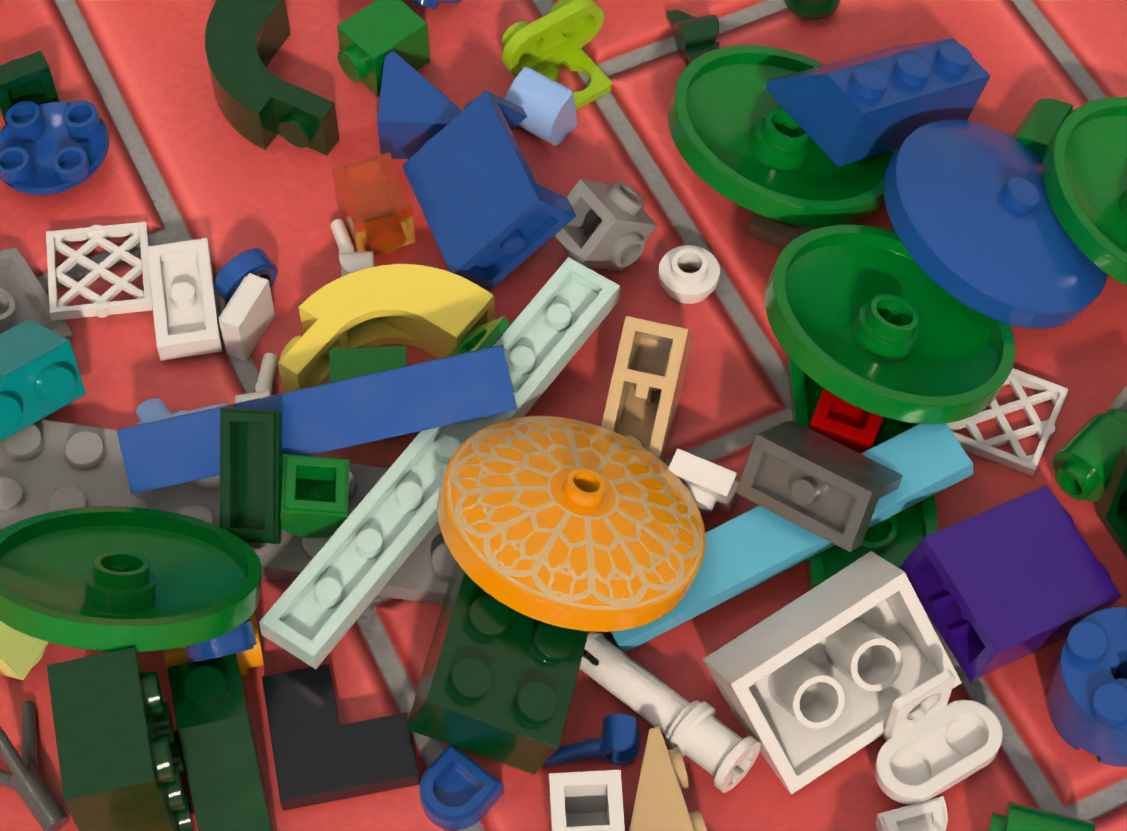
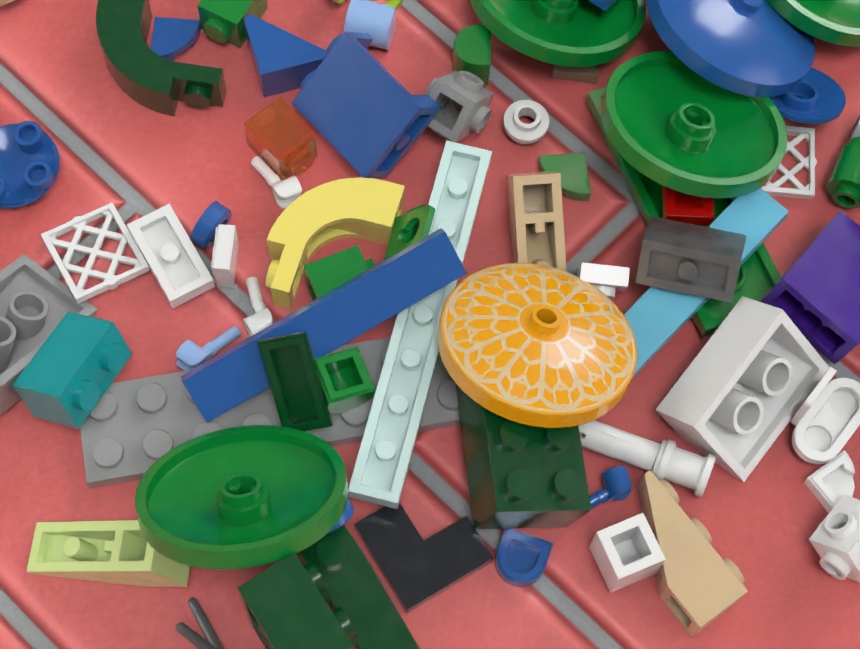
camera: 25 degrees left, 10 degrees up
(302, 59) = (174, 36): none -> blue tile
(654, 173) = (473, 52): none -> green brick
(717, 350) = (573, 173): none -> green tile
(1076, 349) = (813, 100): none -> blue dish

